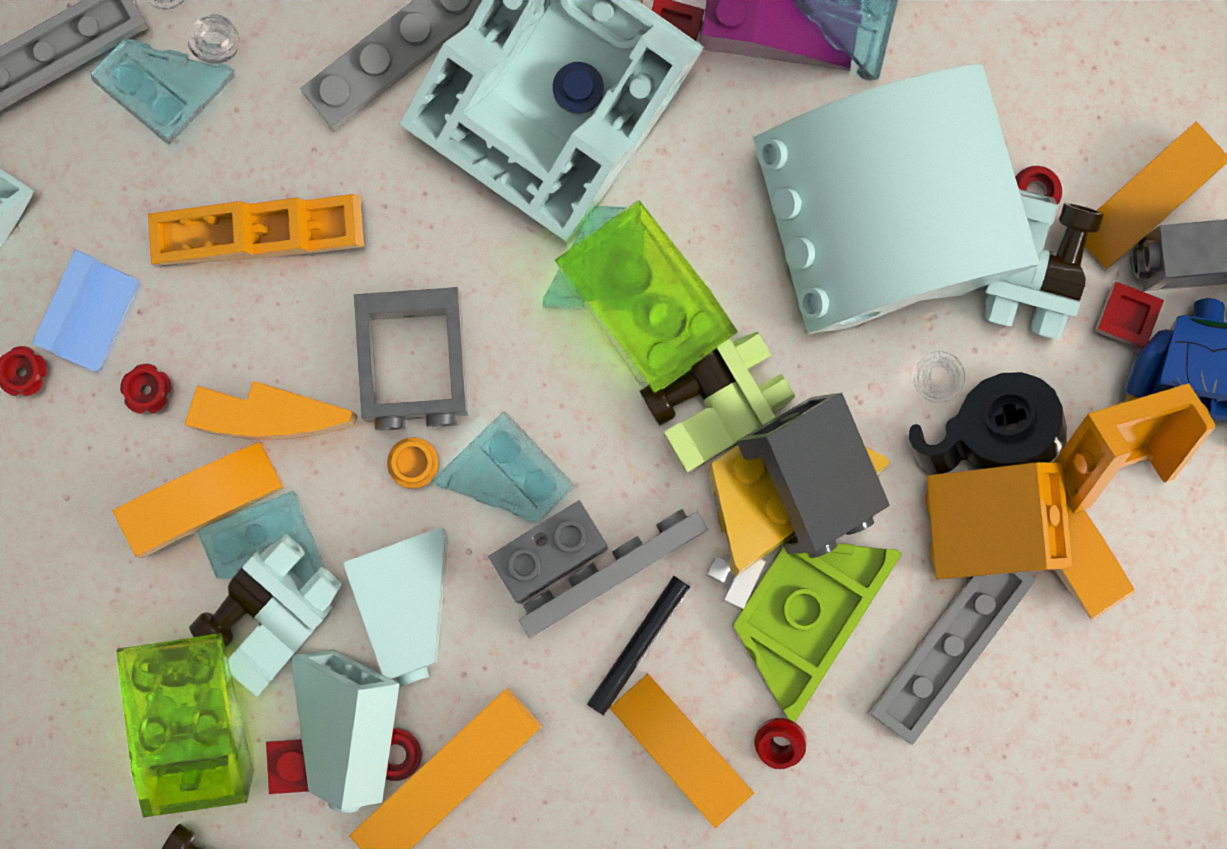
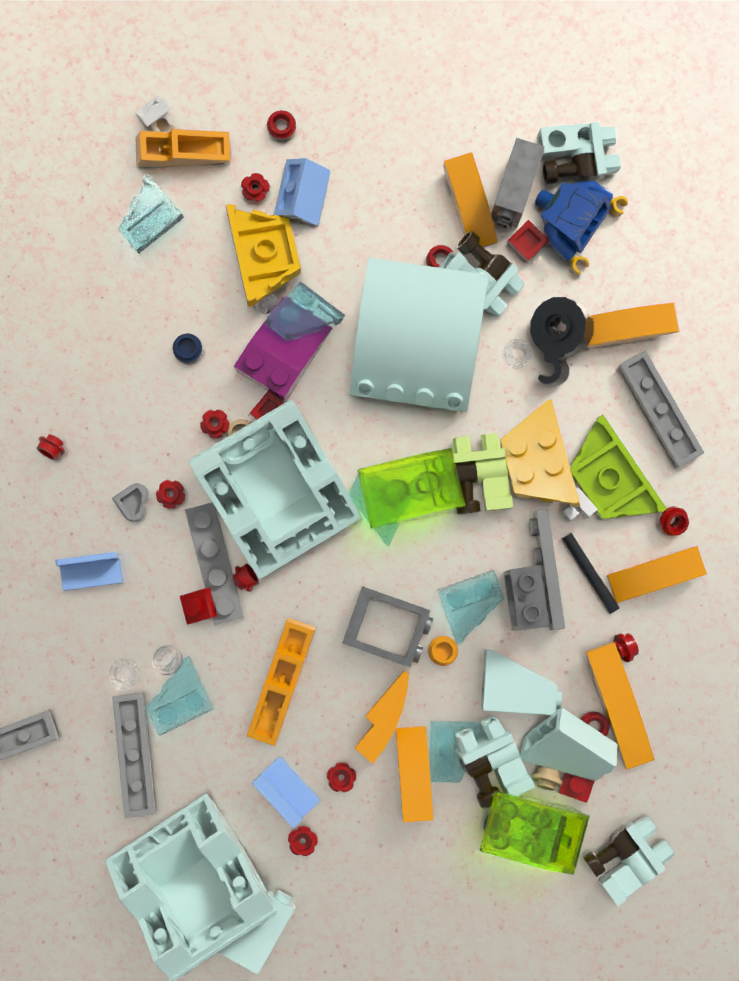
camera: 70 degrees left, 0 degrees up
(281, 714) = (547, 778): none -> tan plate
(318, 50) = (198, 606): none -> red plate
(391, 103) = (245, 577): none -> red plate
(543, 750) = (626, 646): none -> red plate
(578, 87) = (281, 475): dark blue plate -> none
(818, 472) = (543, 438): dark grey panel -> none
(999, 520) = (610, 356): light orange panel -> none
(1154, 428) = (598, 250): light orange panel -> none

